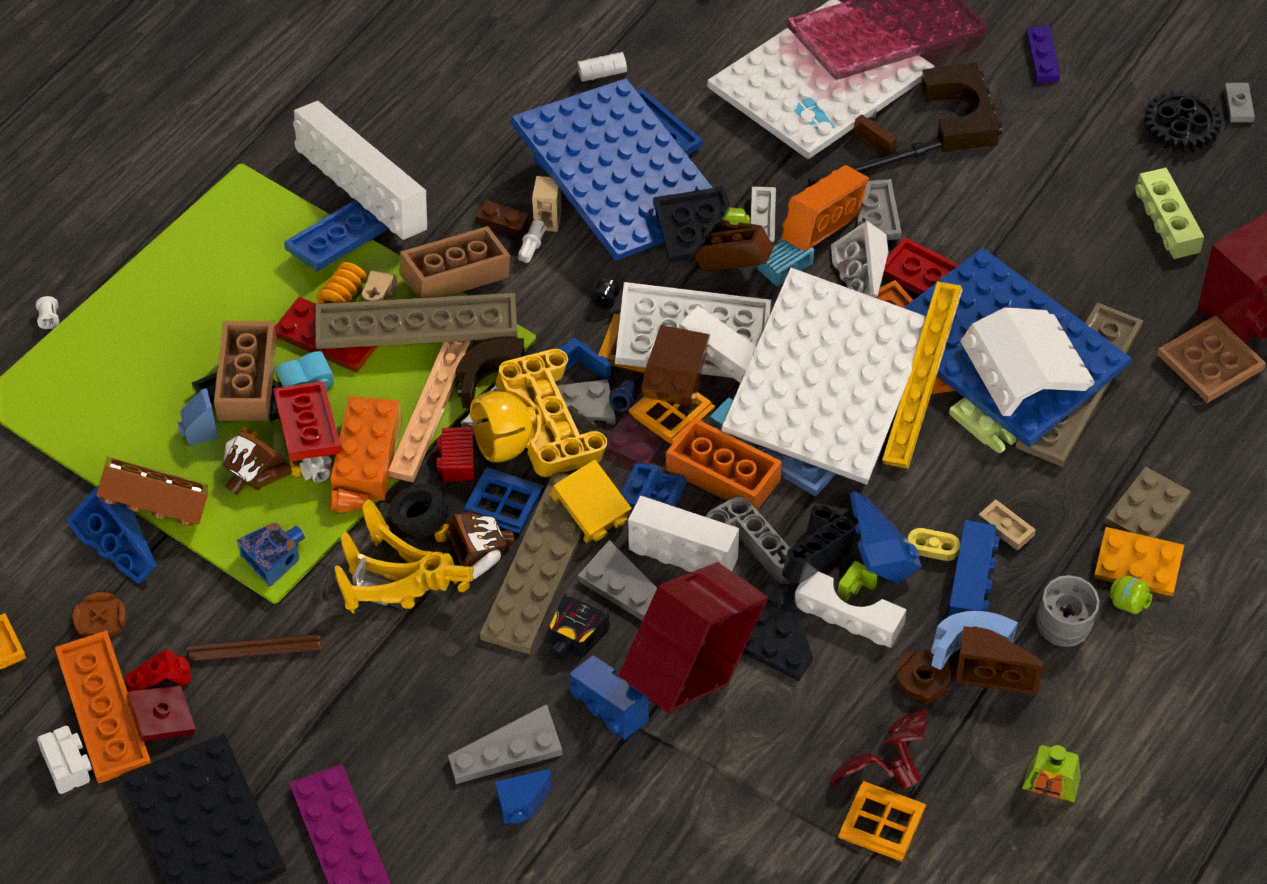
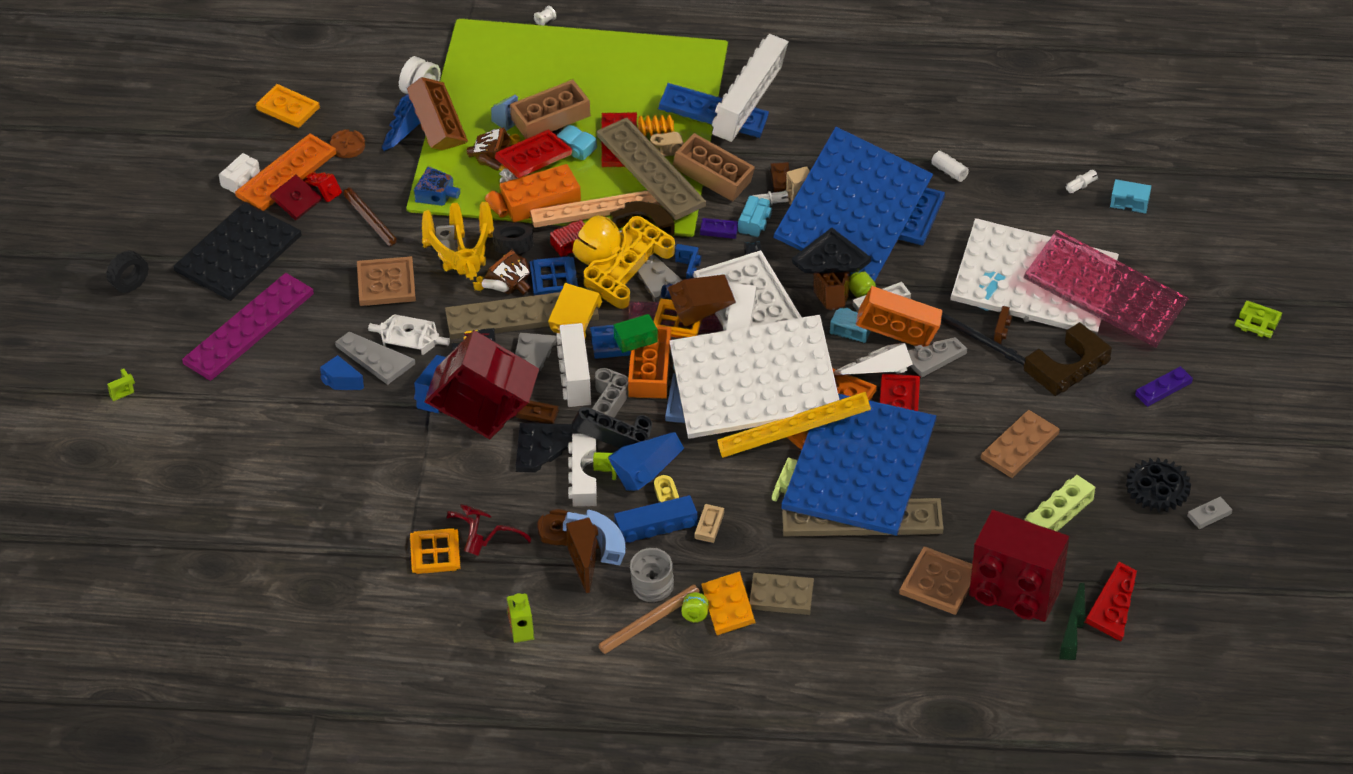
camera: 60 degrees right, 5 degrees down
(58, 484) = (415, 69): none -> white wheel
(387, 677) = (386, 281): none -> medium nougat plate
(486, 708) = (421, 337): none -> white plate
(544, 308) = (719, 228): none -> dark purple plate
(552, 267) = (754, 216): none -> medium azure brick
(582, 423) = (637, 286): clear smoke axle -> none
(691, 452) = (635, 333): none -> green brick
(1022, 354) = (847, 468): white hinge -> none
(1051, 203) = (1020, 443): none -> medium nougat plate
(1119, 651) = (645, 621): none -> medium nougat axle

